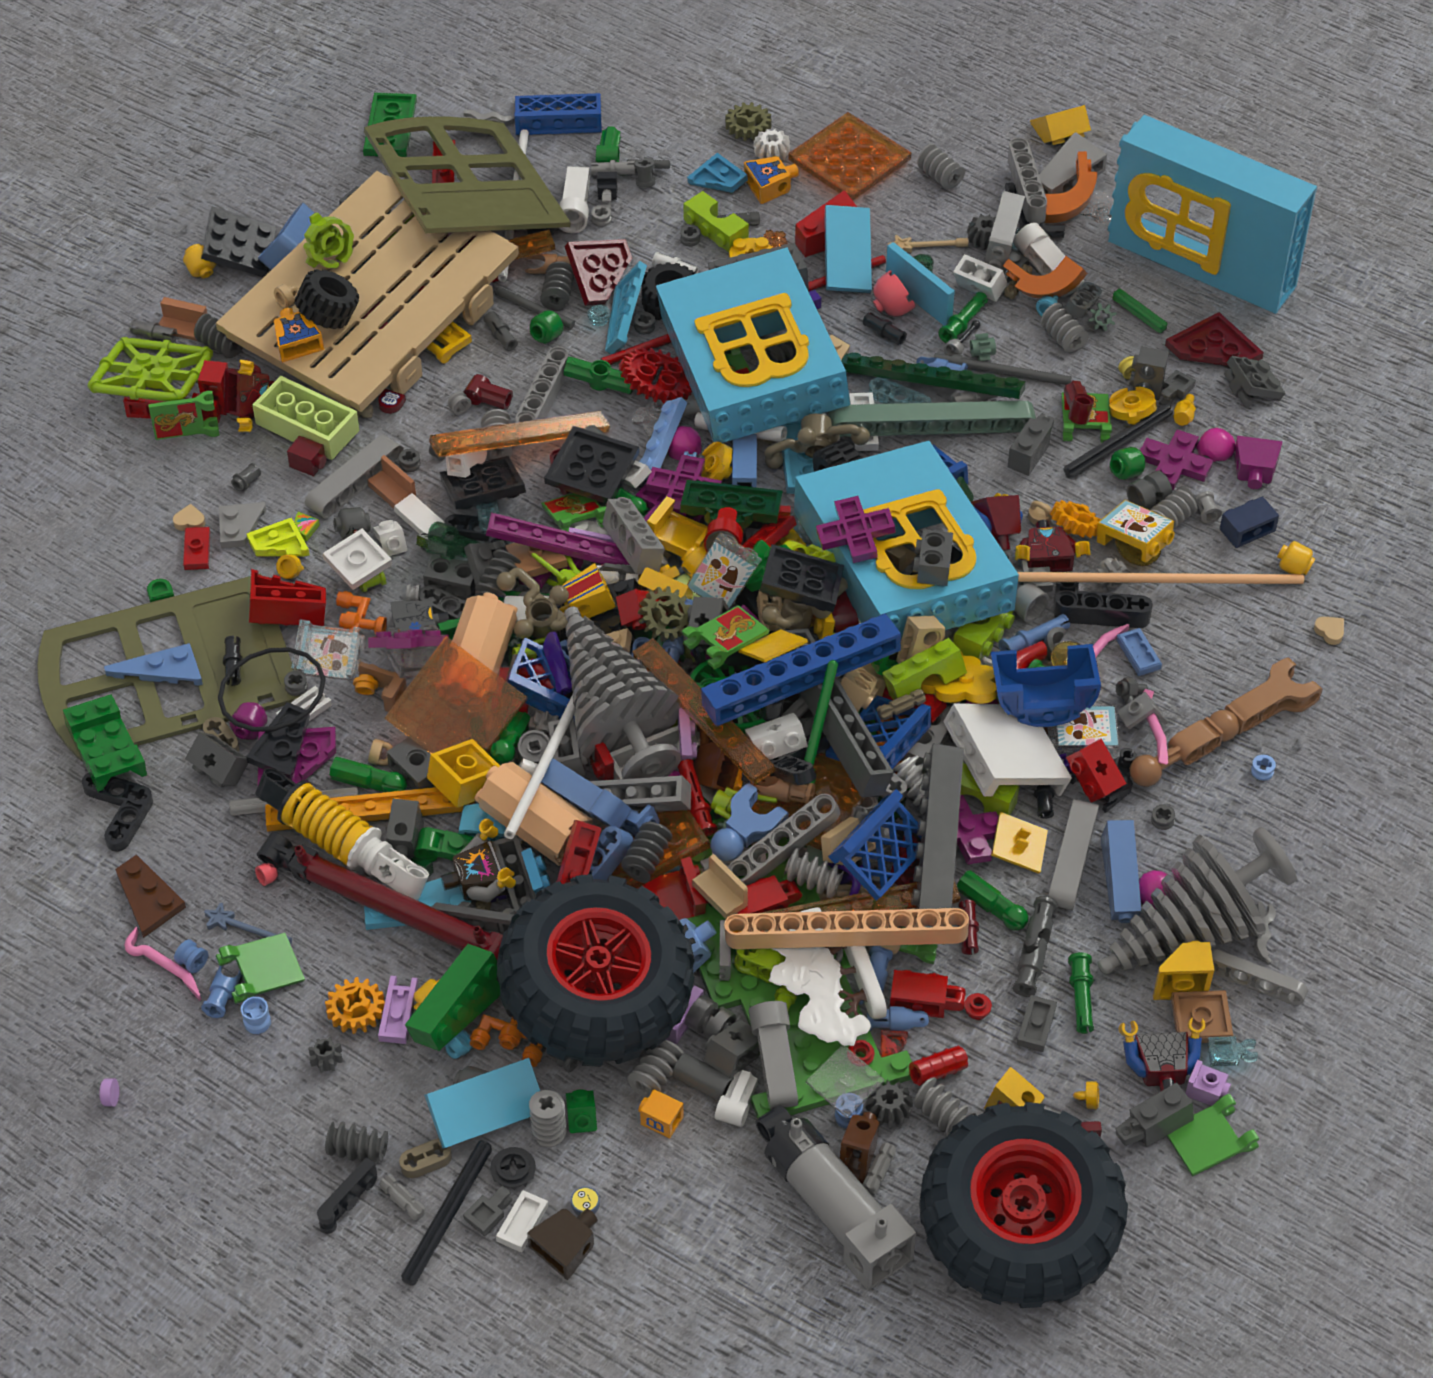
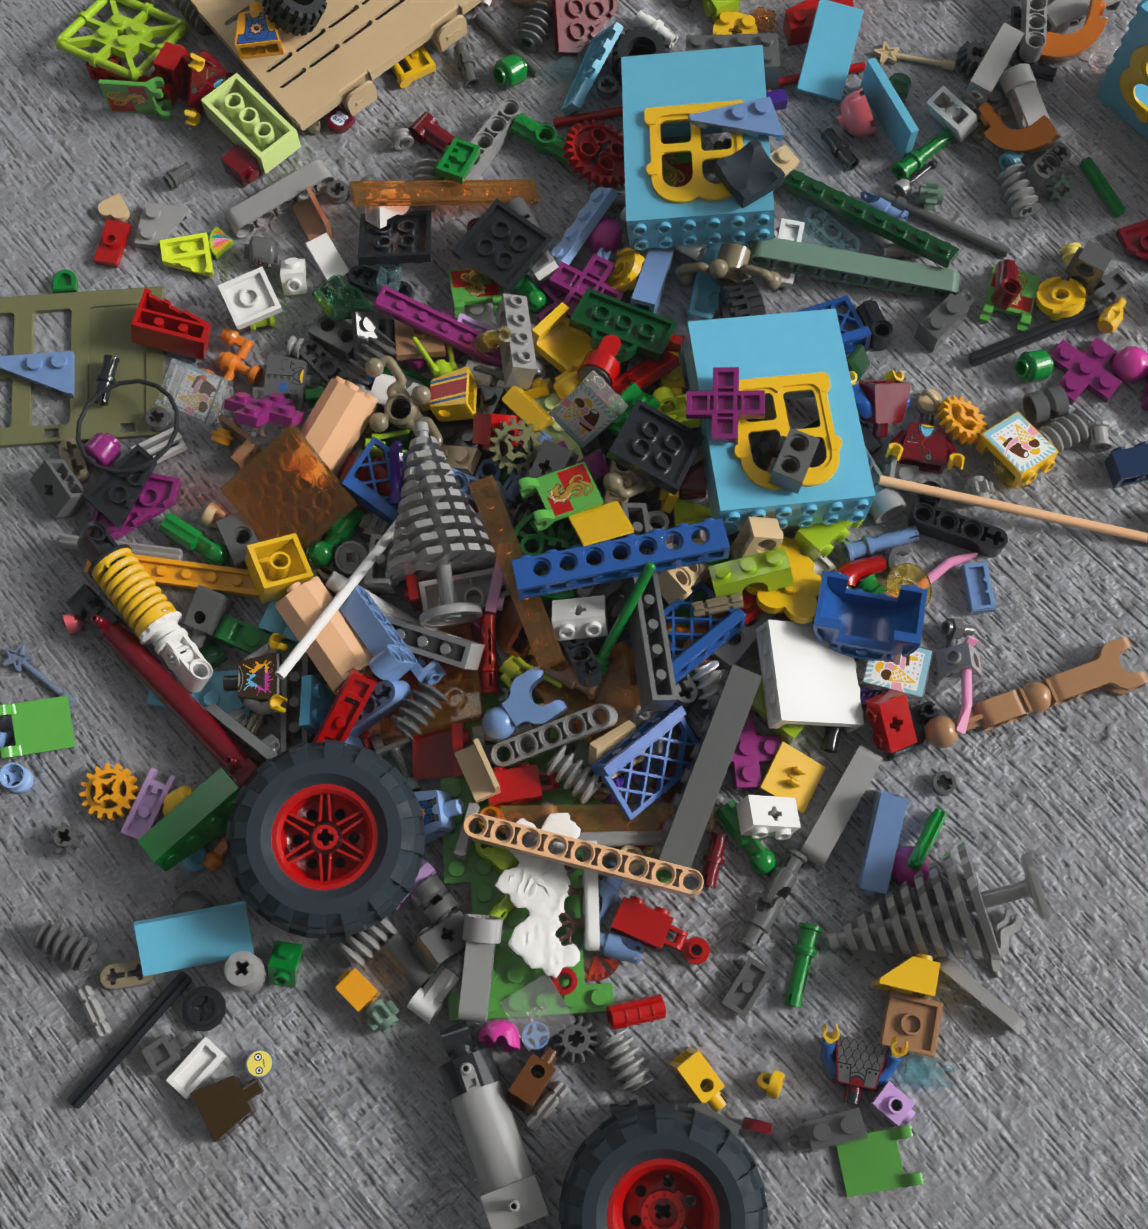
camera: 15 degrees right, 20 degrees up
(289, 566) = (190, 286): yellow tile -> none
(346, 1195) = (41, 999): black plate -> none
(523, 404) = (457, 161): none -> green bracket
(612, 536) = (492, 339): none -> clear yellow pin
(693, 1128) = (382, 1015): none -> sand green gear
(791, 305) = (748, 118): none -> medium blue wing
(813, 344) = (749, 173): none -> black brick
(818, 1112) = (499, 1031): none -> dark pink hair
(975, 461) = (873, 318): none -> black piece
(1007, 873) = (768, 816): none -> white brick
(1163, 859) = (926, 839): none -> green axle
(1266, 761) = (1070, 751): light blue bush -> none

